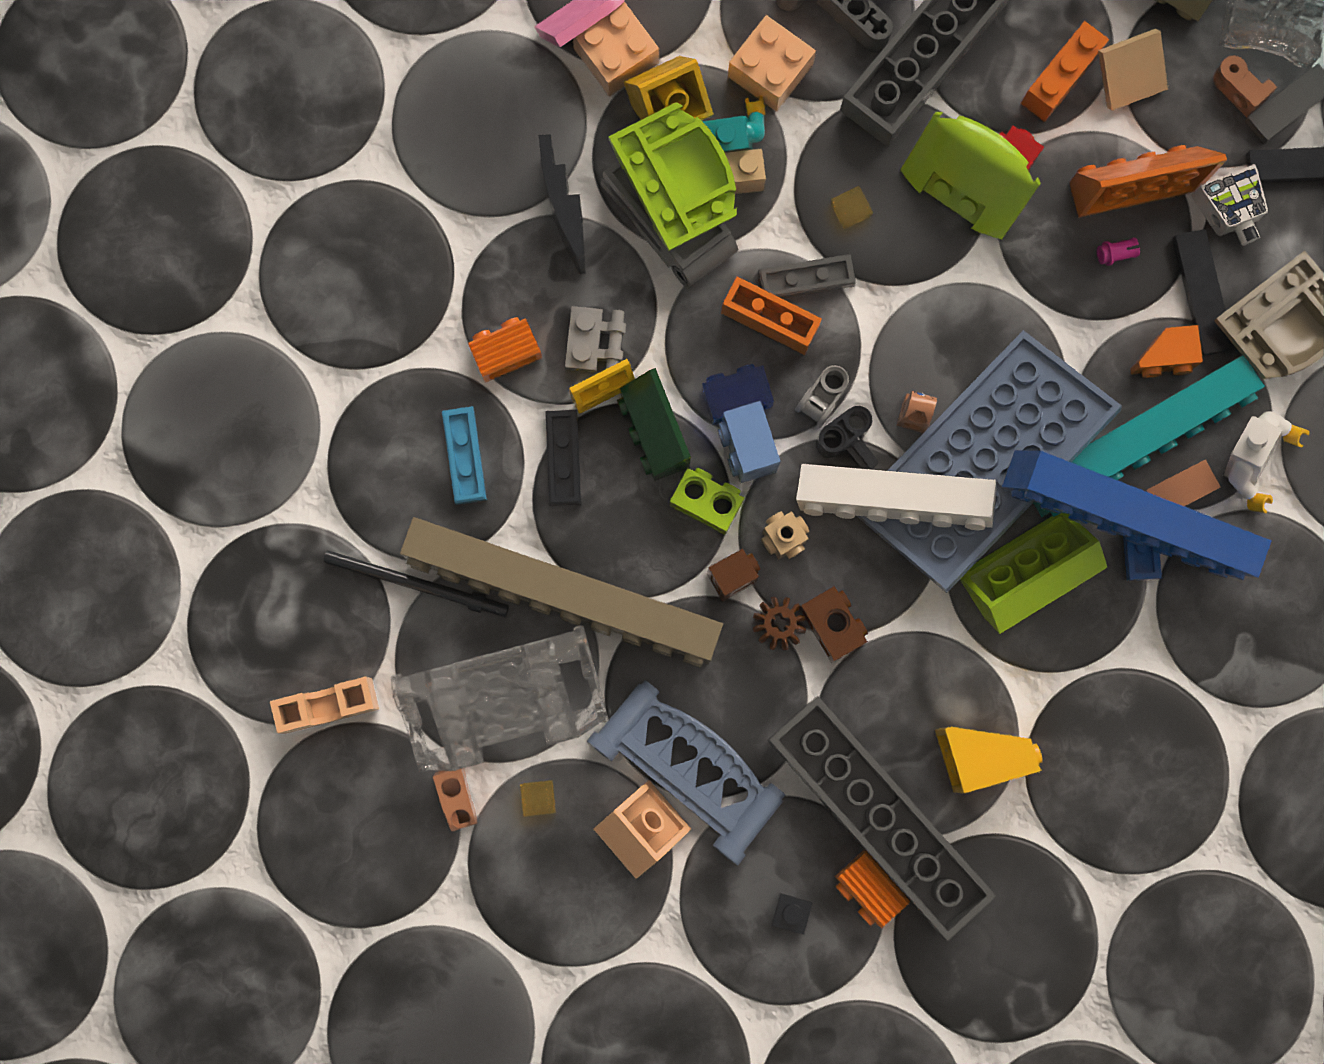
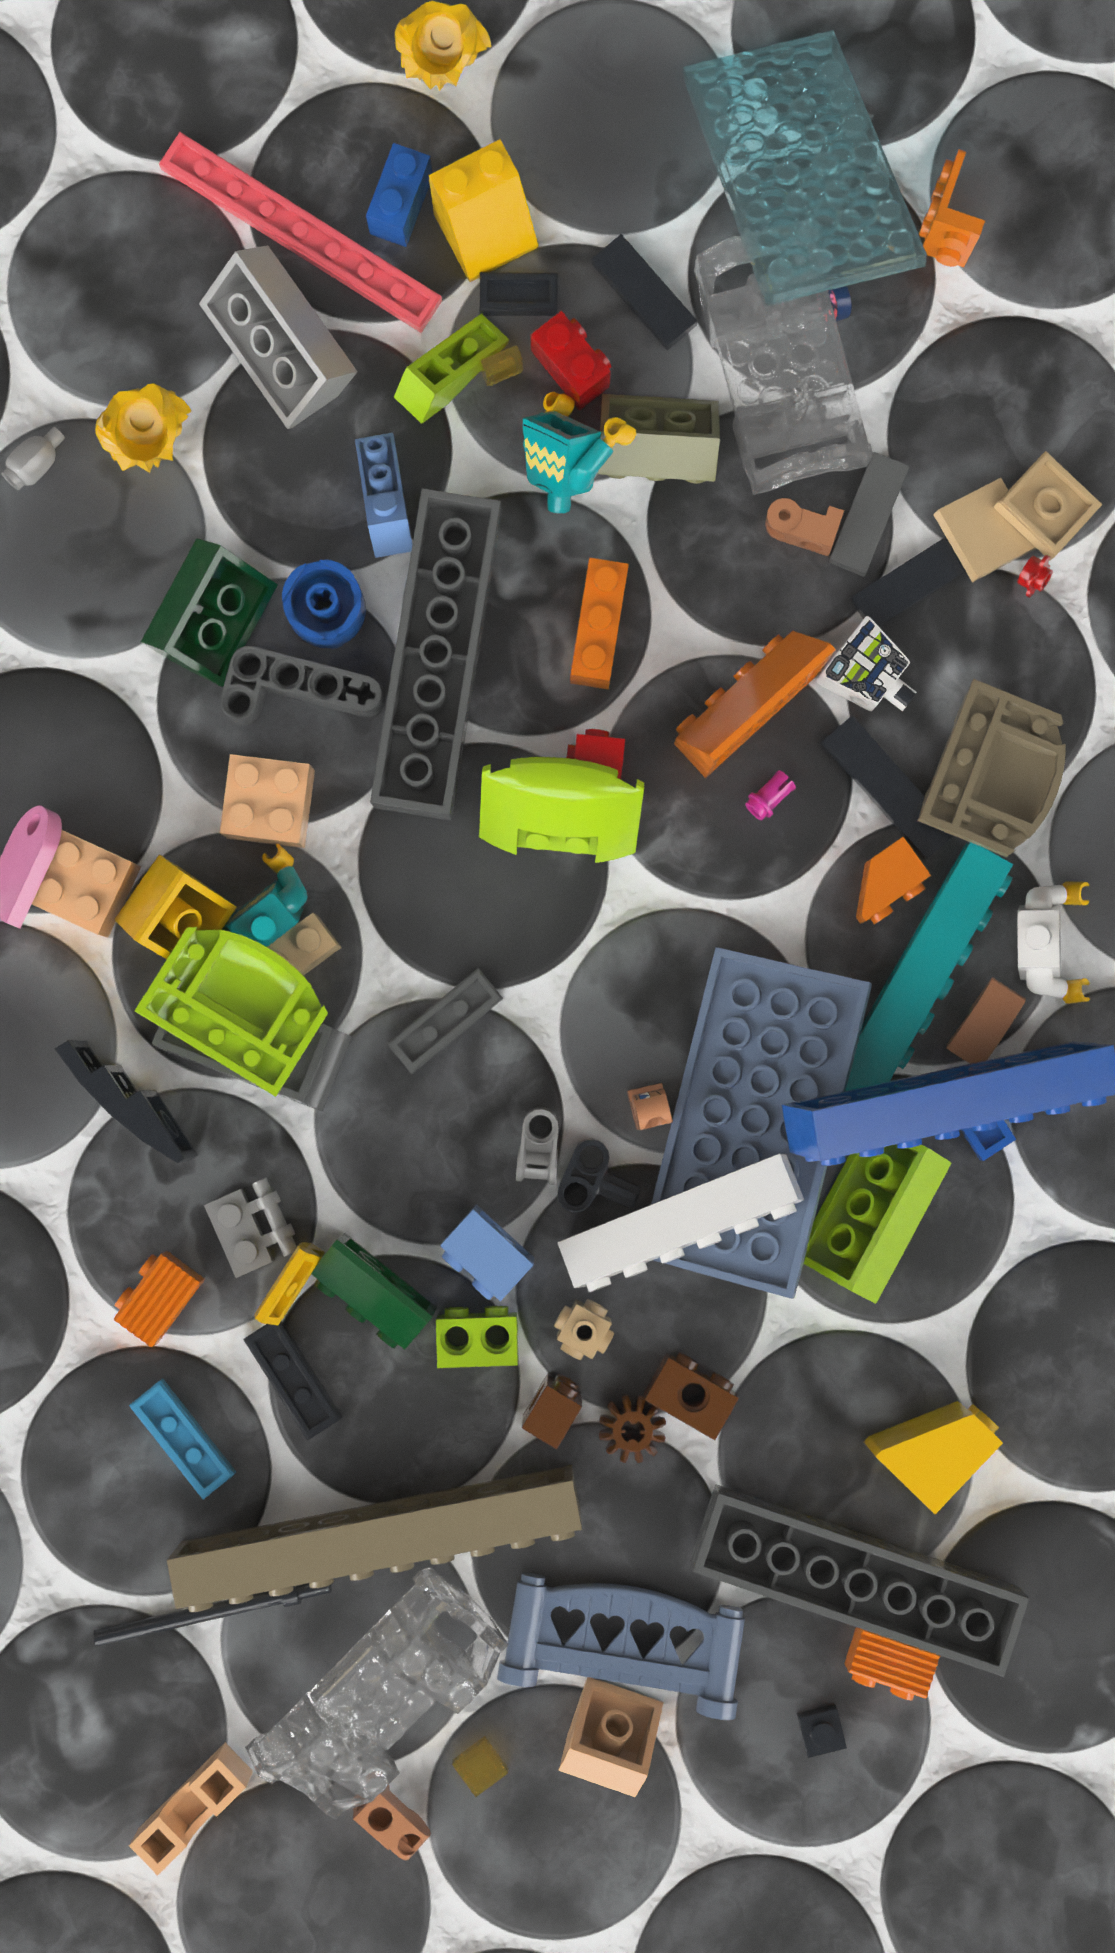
camera: 30 degrees left, 5 degrees up
(736, 390) = (442, 1201): clear blue brick -> none
(770, 315) = (429, 1094): orange brick -> none
(851, 207) = (449, 912): clear yellow tile -> none
(1133, 69) = (674, 579): tan tile -> none

